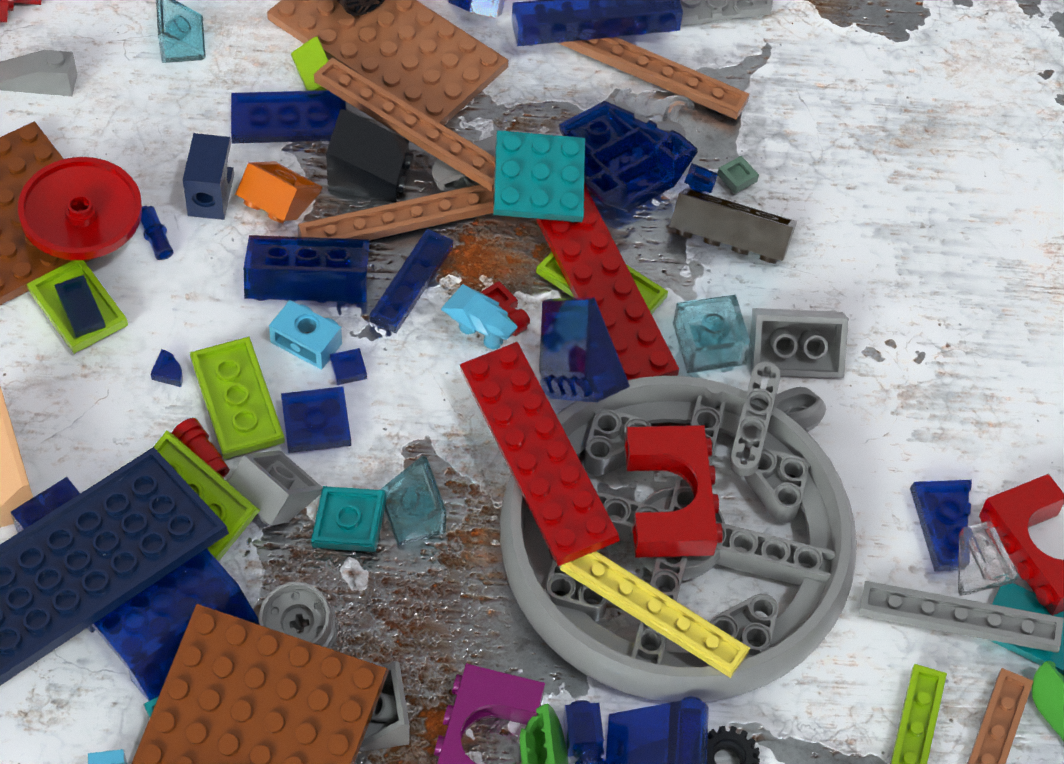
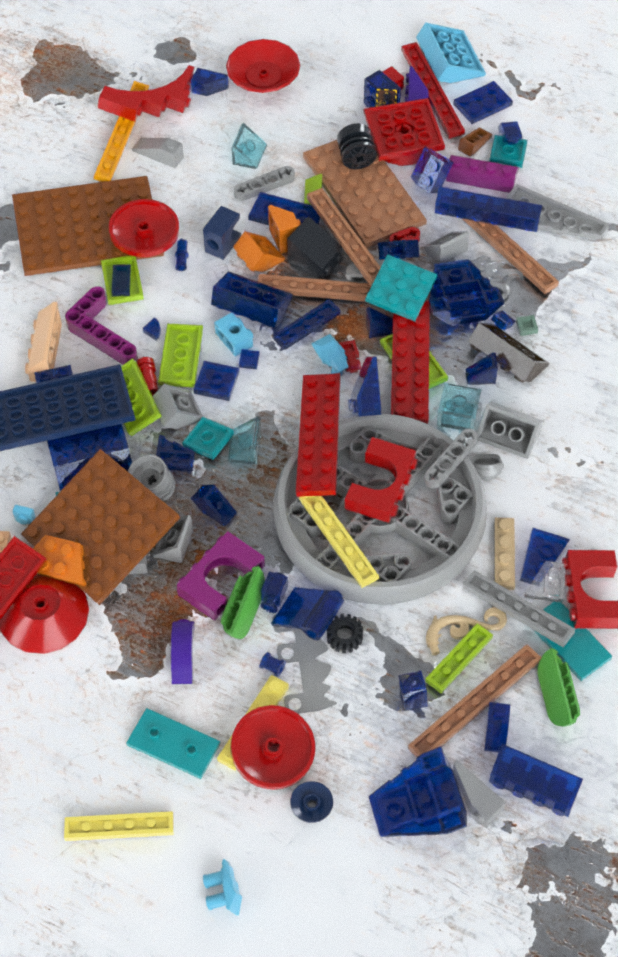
camera: 30 degrees right, 0 degrees up
(79, 402) = (81, 323): none -> magenta beam
(226, 75) = (282, 175): none -> light grey beam
(301, 139) = (281, 226): none -> orange slope
(317, 567) = (175, 455): none -> clear blue wing
(415, 625) = (214, 504): none -> clear blue slope
(486, 96) = (406, 234): none -> red beam
(497, 116) = (399, 249): none -> clear blue slope
(520, 244) = (378, 323): none -> clear blue slope
(561, 90) = (448, 246): none -> light grey slope
(715, 264) = (483, 371): none -> clear blue slope
(889, 536) = (504, 552): none -> tan plate
(896, 685) = (464, 622): none -> tan plant

